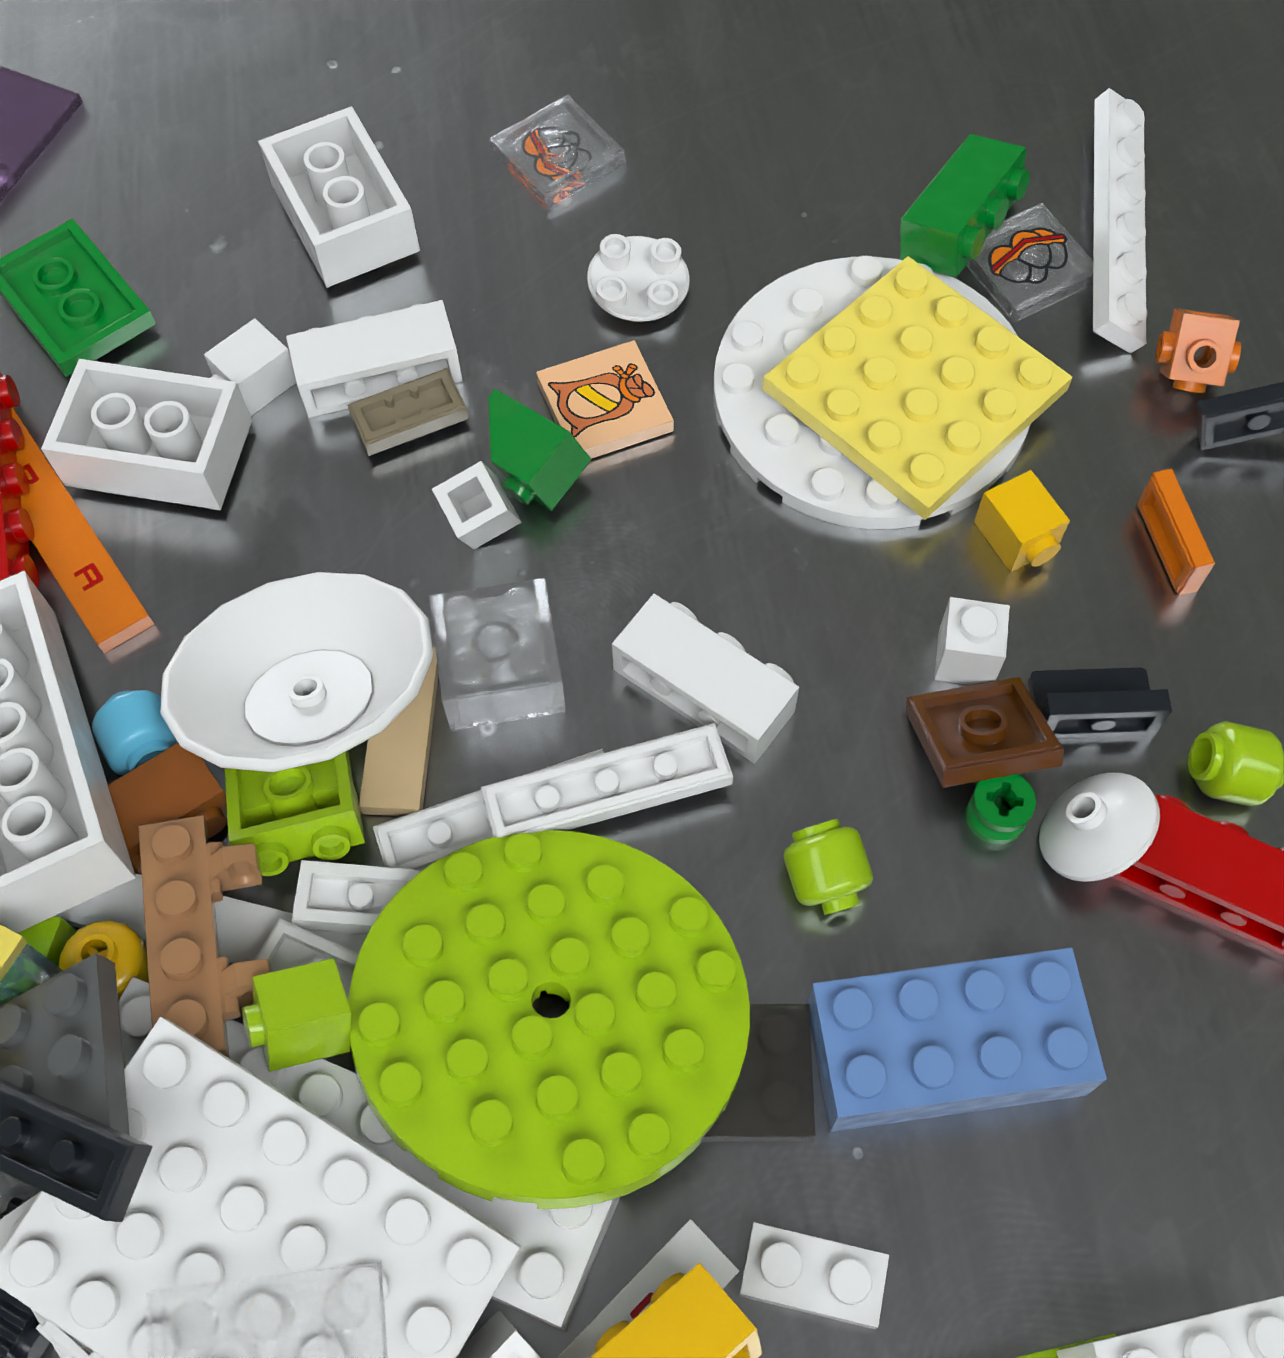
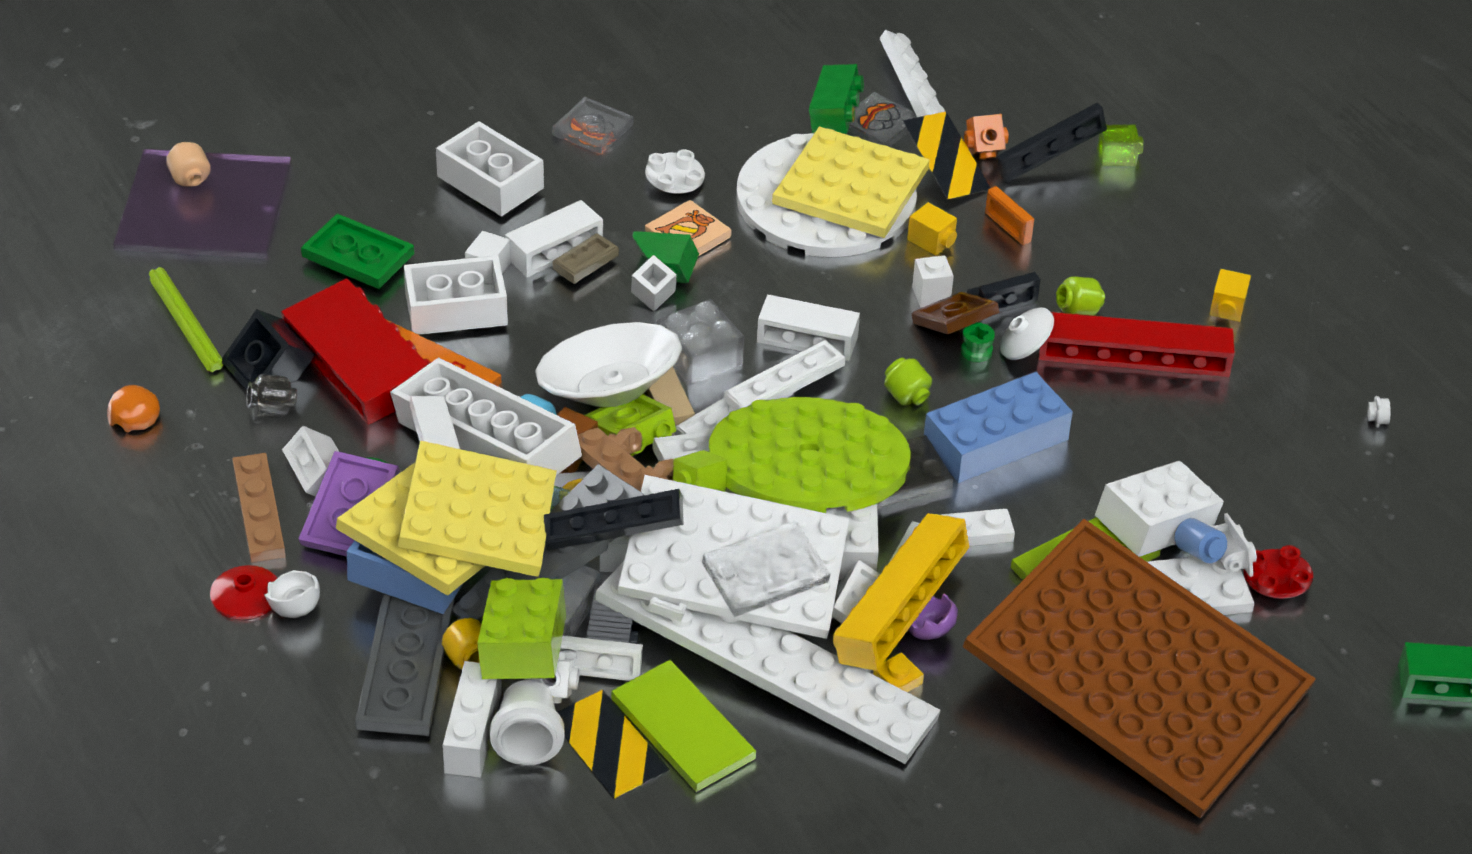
camera: 25 degrees left, 20 degrees down
(1112, 369) = (948, 155): none -> sticker

